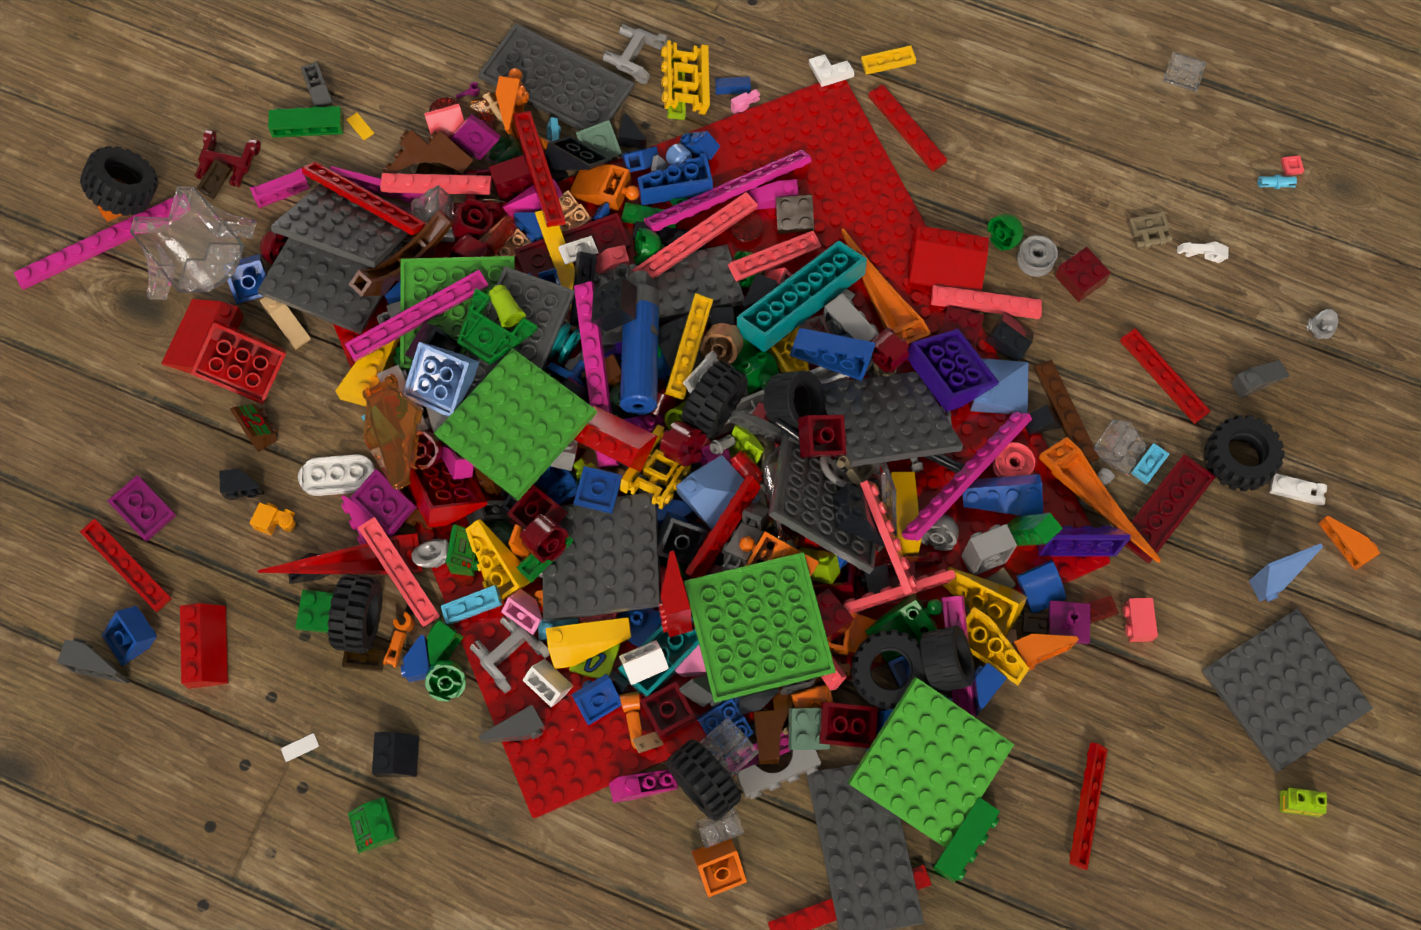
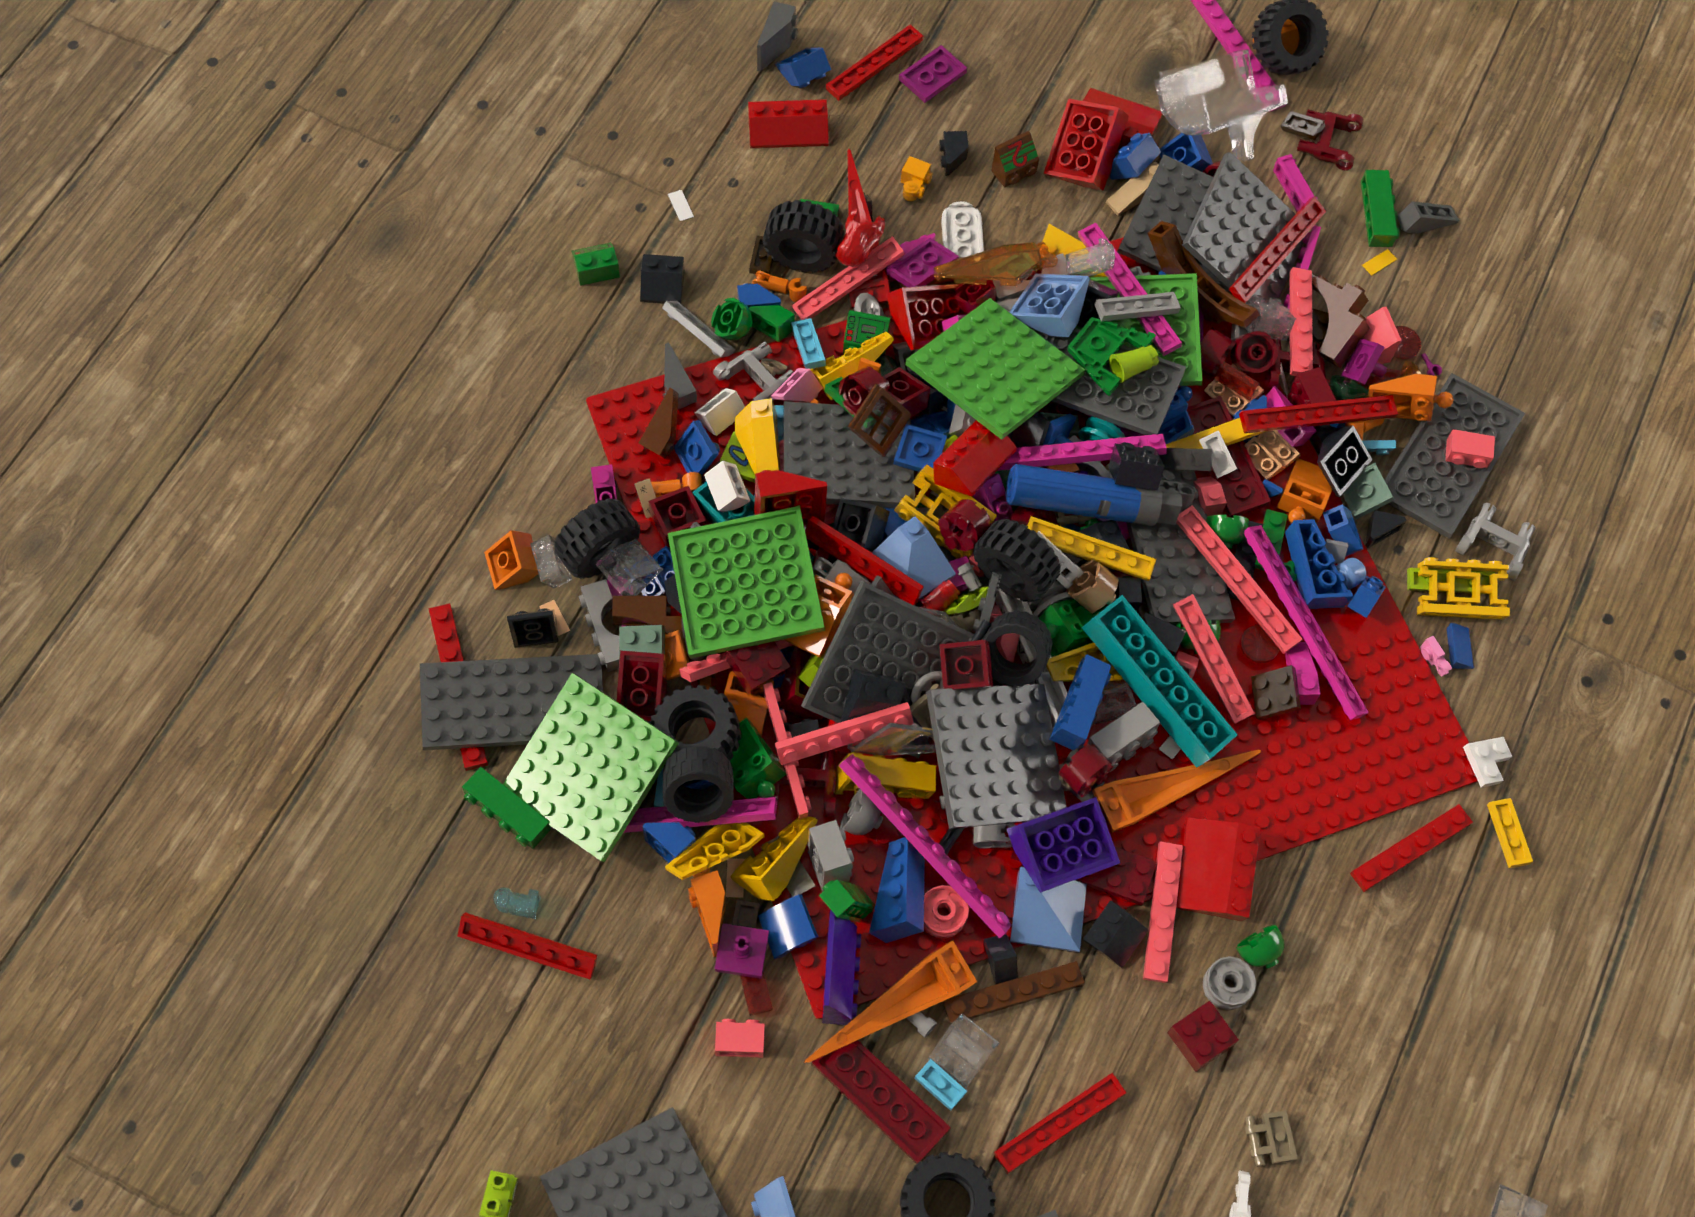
camera: 90 degrees right, 5 degrees down
(255, 317) = (1134, 157): none -> blue slope
(367, 556) = (859, 240): none -> red hair
(392, 343) = (1091, 259): none -> clear piece
(444, 304) = (1137, 306): none -> light grey plate
(451, 714) = (679, 313): none -> light grey plate
(493, 633) = (774, 367): none -> dark tan piece
(556, 63) = (1470, 449): none -> coral brick
(577, 521) = (879, 420): none -> reddish brown piece
(579, 735) = (662, 428): none -> reddish brown slope
(770, 821) = (562, 626): none -> light nougat sticker
(788, 835) = (533, 627): none -> black slope
(1052, 819) = (516, 903): none -> clear light blue leg

